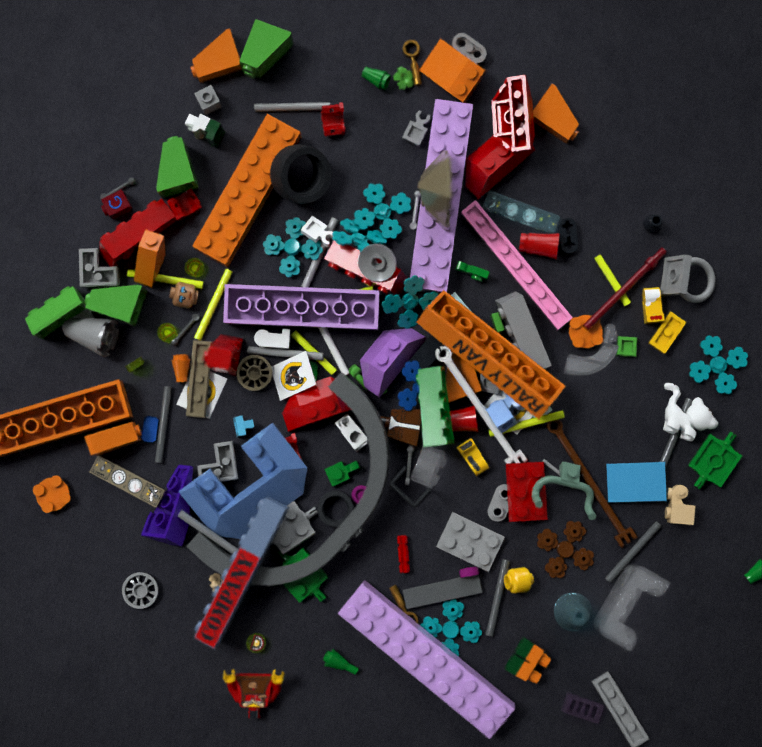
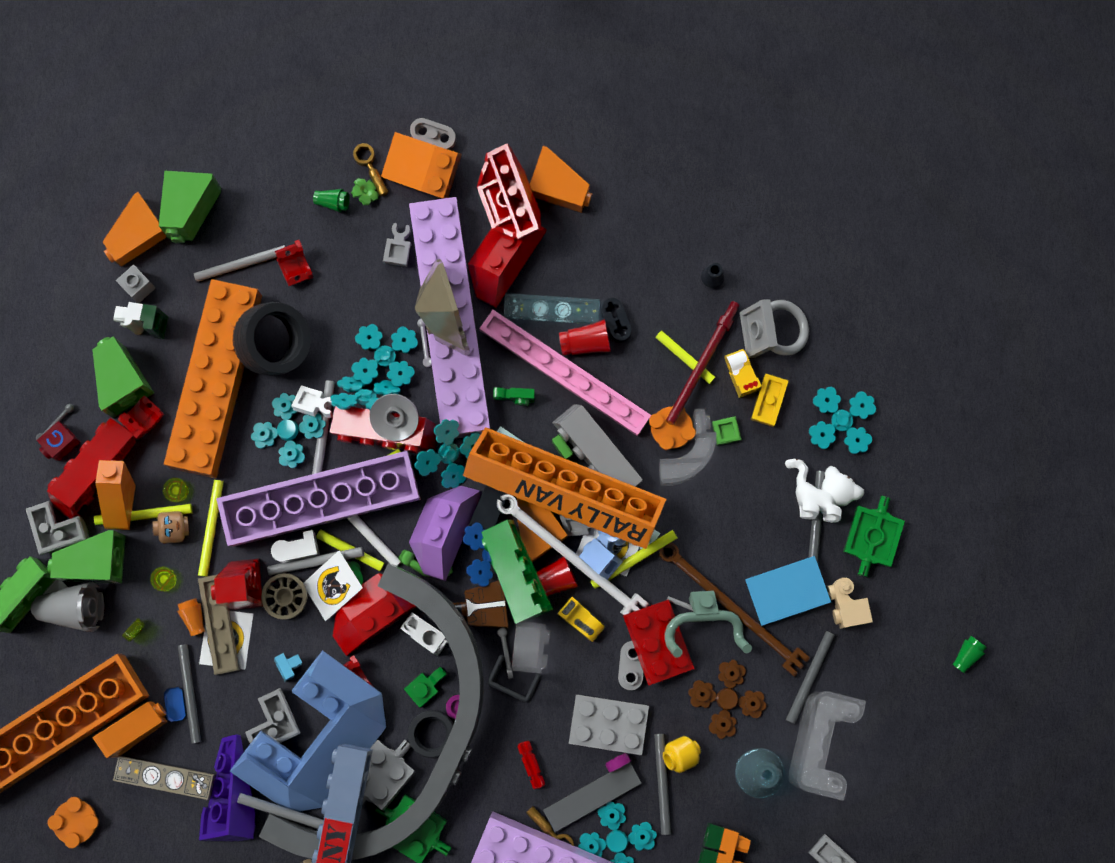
camera: 20 degrees left, 5 degrees down
(195, 317) = (193, 550): dark grey hinge -> none

